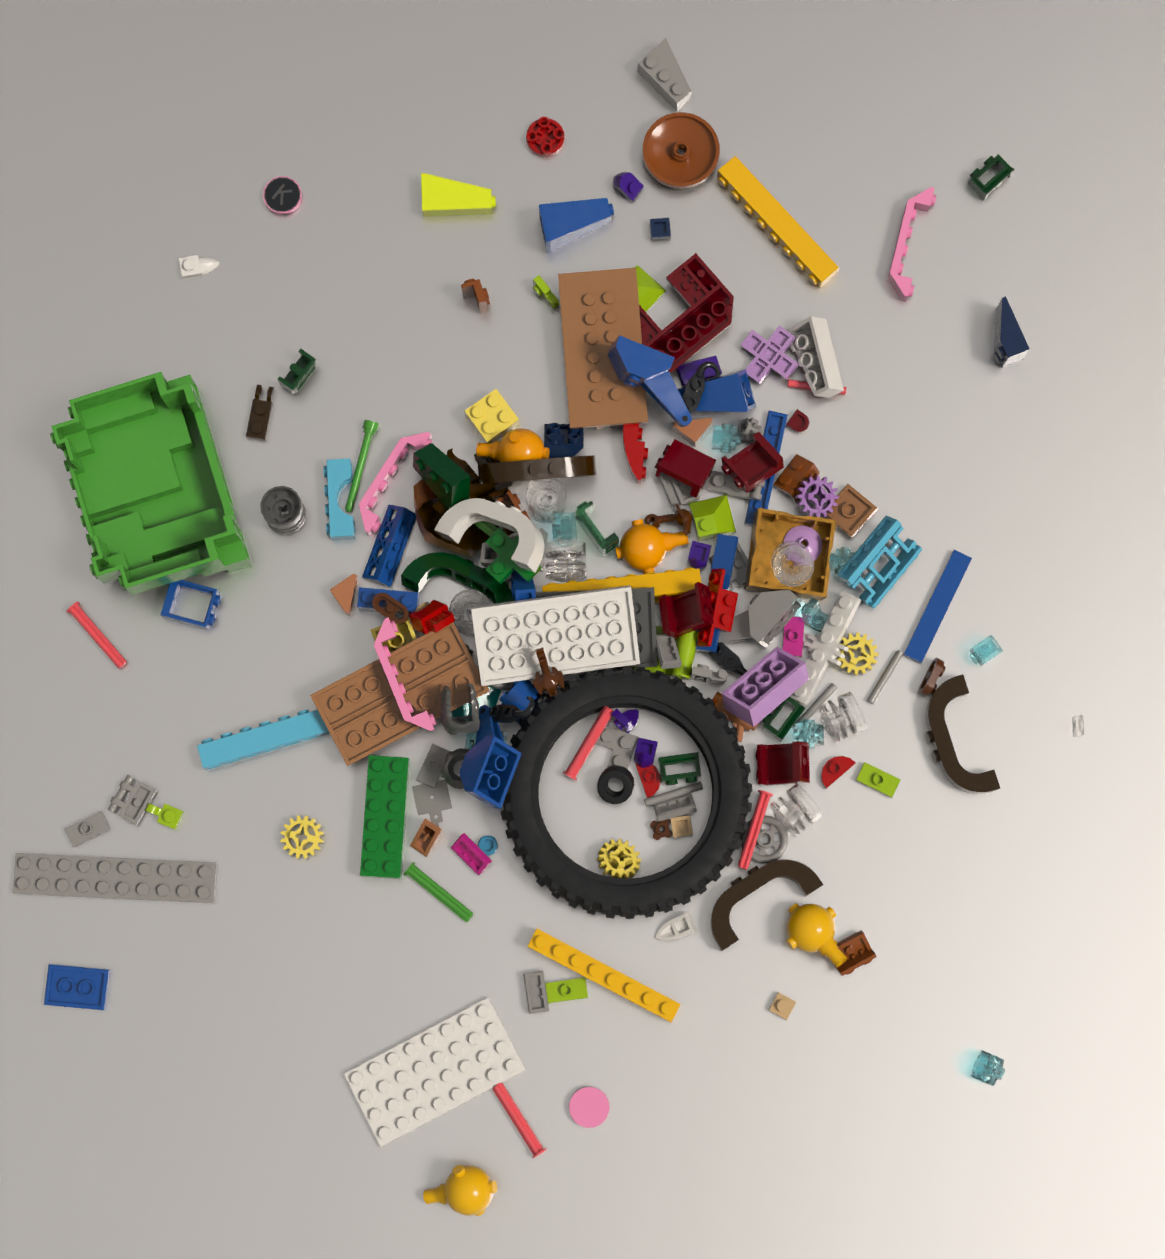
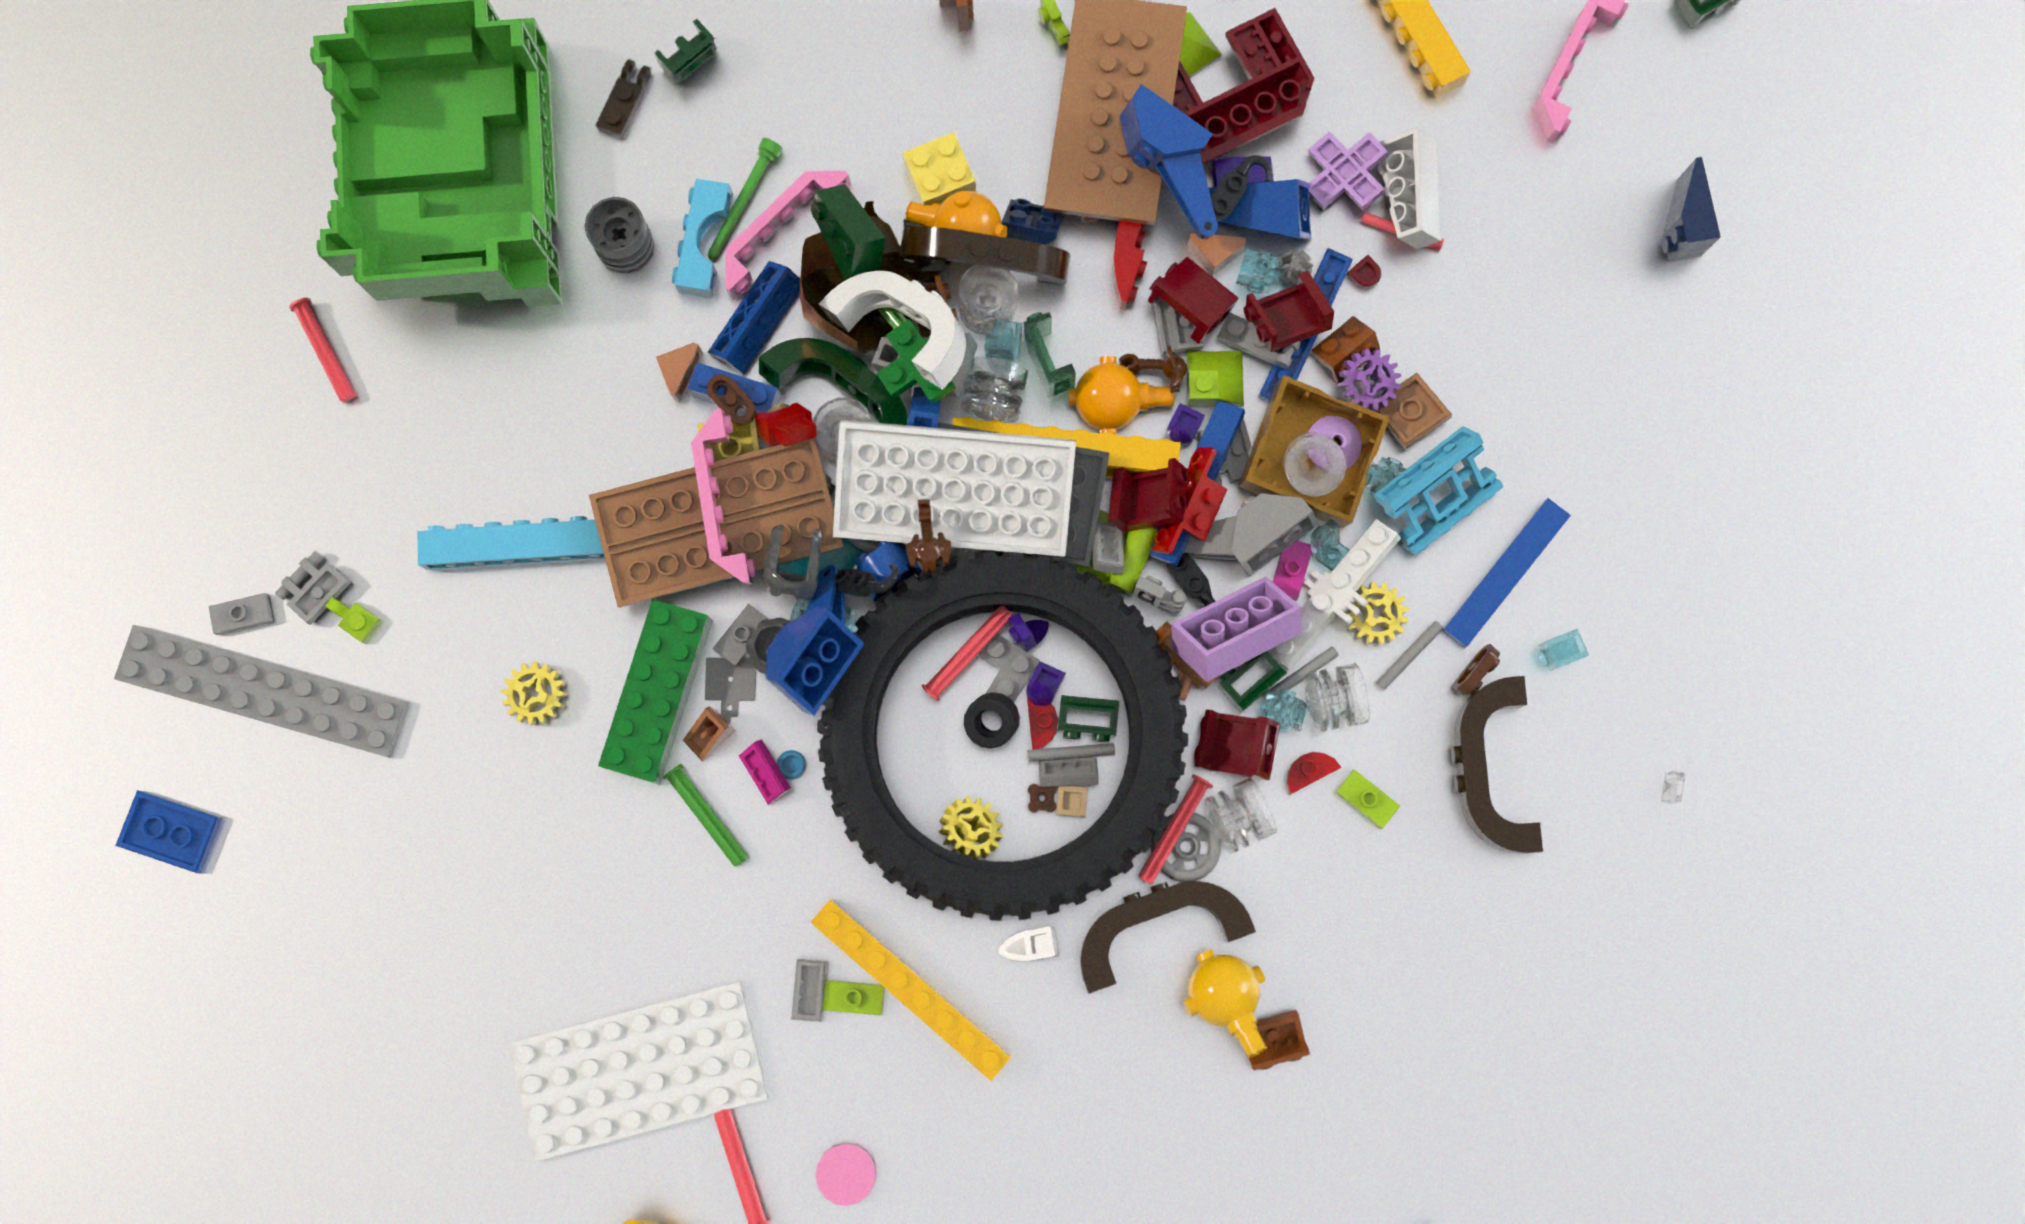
camera: 15 degrees right, 0 degrees up
(172, 596) = (437, 323): blue window -> none
(782, 1006) = (1157, 1092): tan plate -> none

